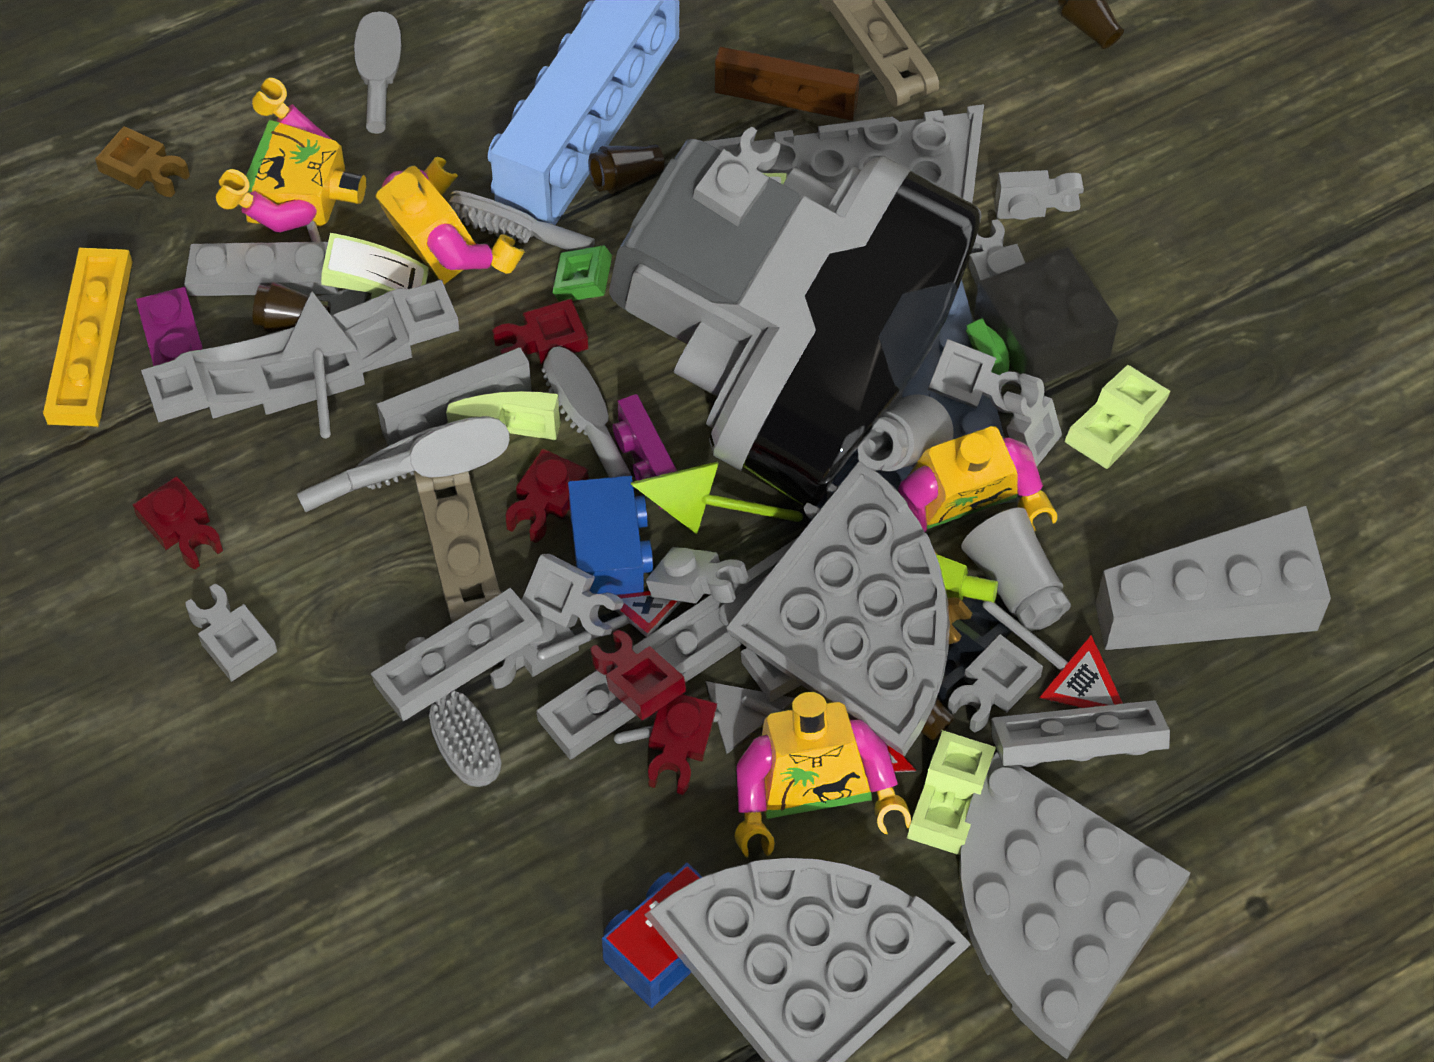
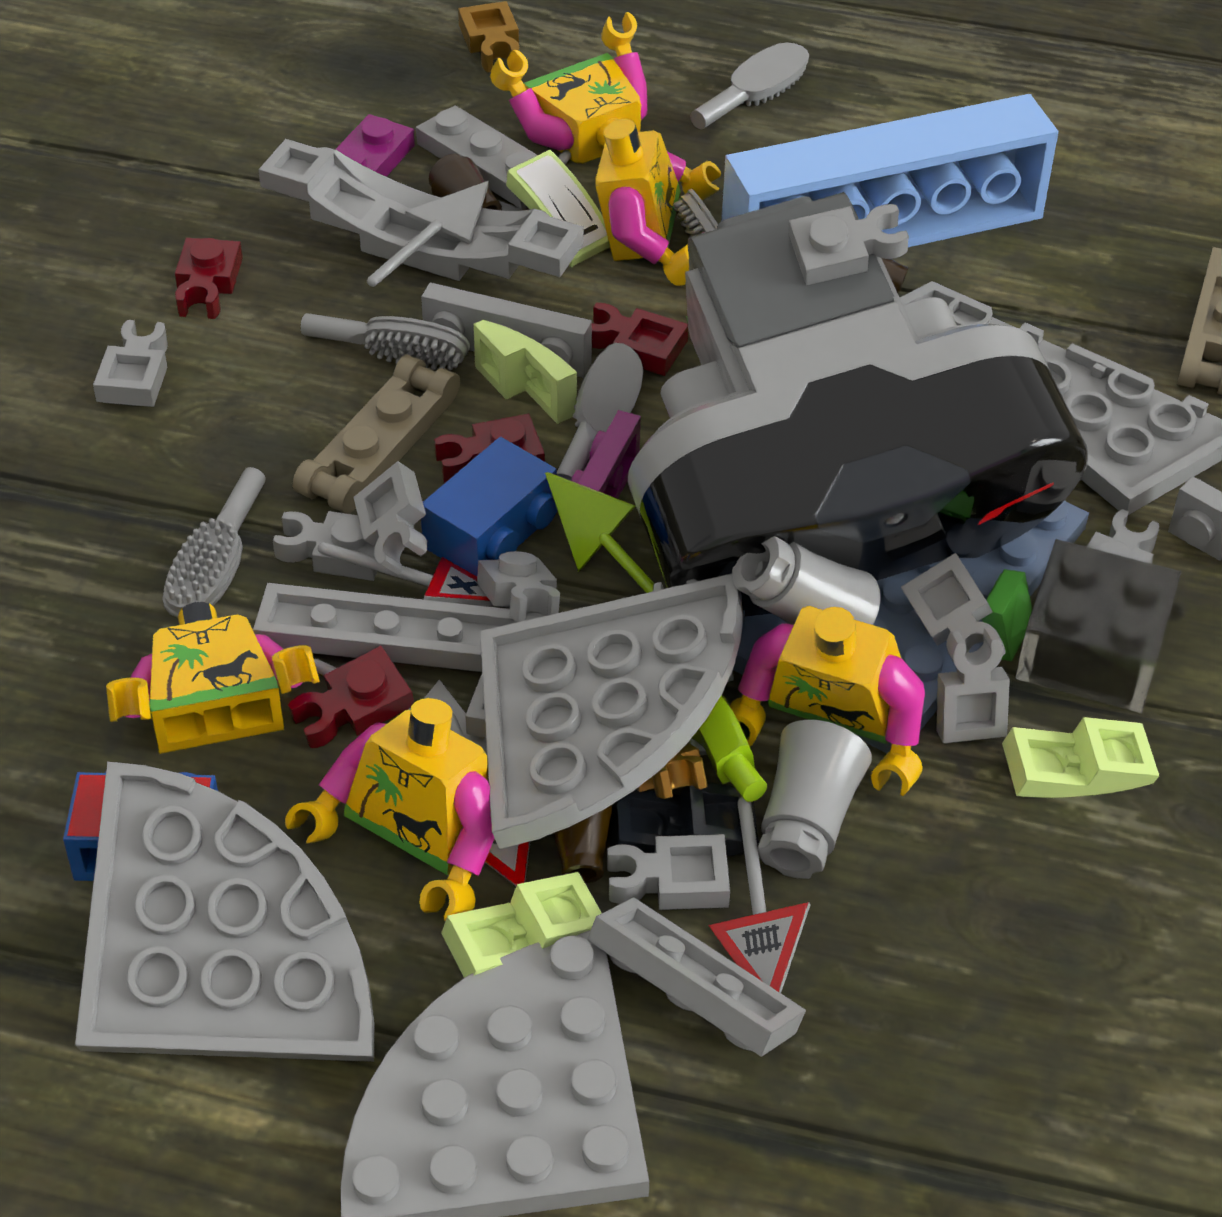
camera: 45 degrees right, 10 degrees down
(88, 337) = (304, 114): yellow plate -> none
(440, 452) = (431, 346): piece -> none
(456, 654) = (257, 492): light grey plate -> none
(588, 801) = (210, 681): none -> torso
(638, 680) = (364, 614): dark red plate -> none
(786, 83) = (1087, 298): reddish brown plate -> none
(1218, 588) = (990, 965): light grey wedge -> none

